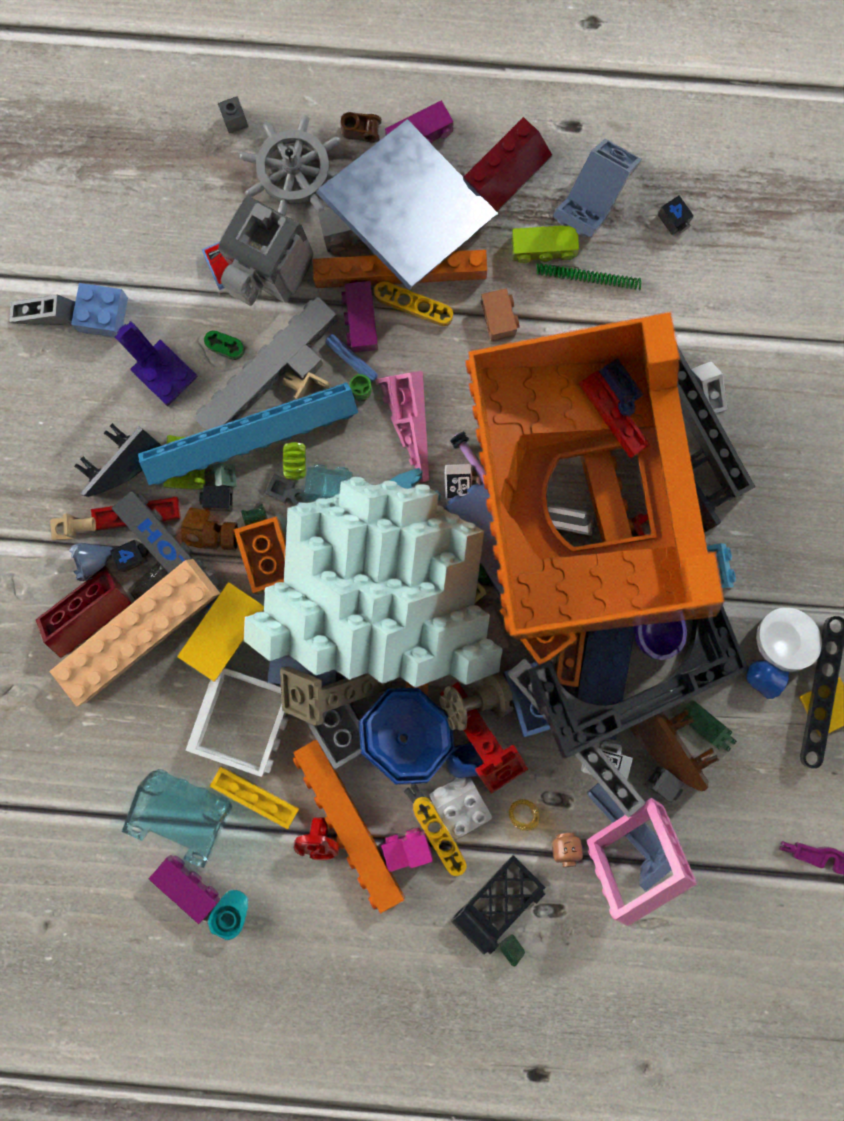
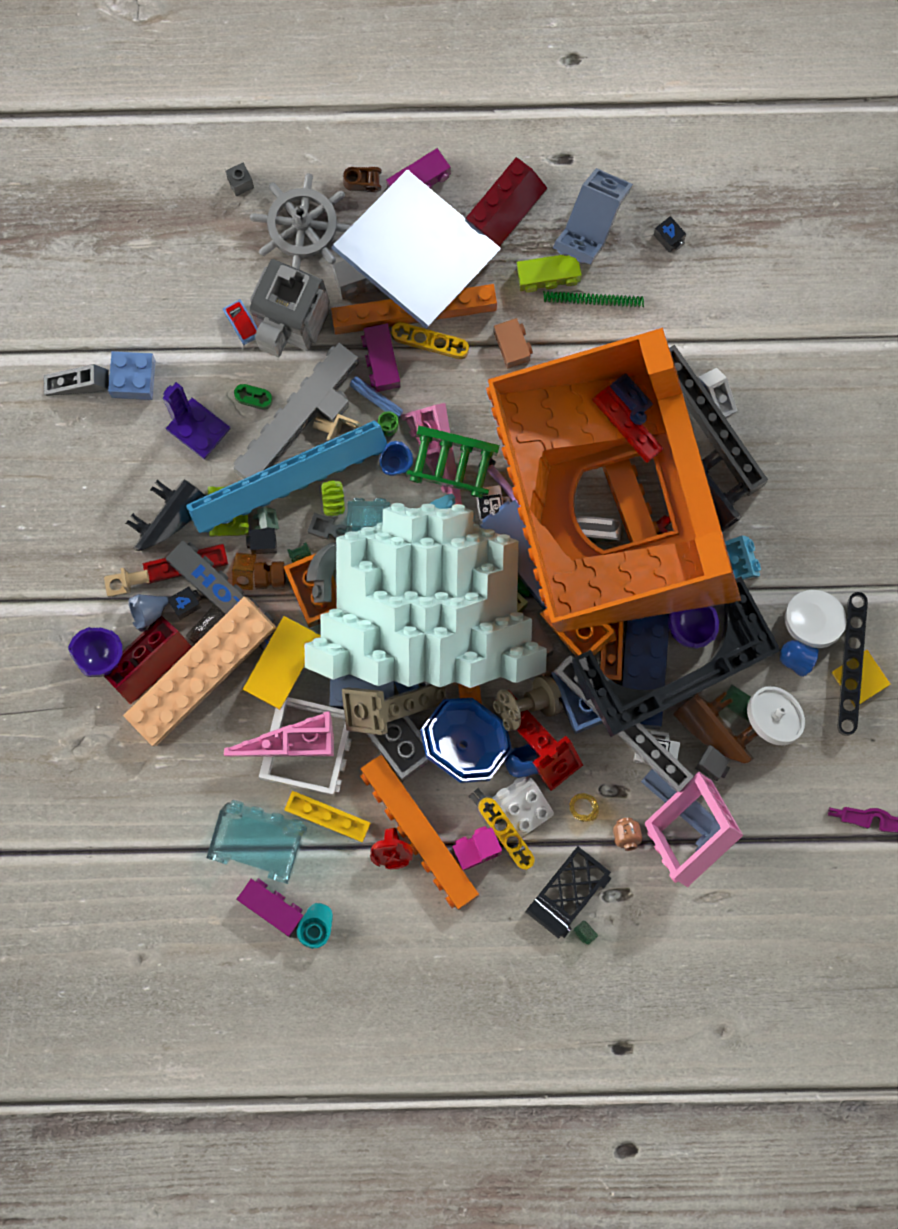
camera: 10 degrees left, 5 degrees down
(30, 599) = (96, 651): none -> dark purple cylinder
(236, 716) = (306, 738): none -> bright pink wedge
(271, 540) = (321, 572): none -> dark grey arch
(364, 425) = (396, 459): none -> blue hair
(419, 412) = (446, 441): none -> green fence
(737, 740) = (776, 715): none -> white piece

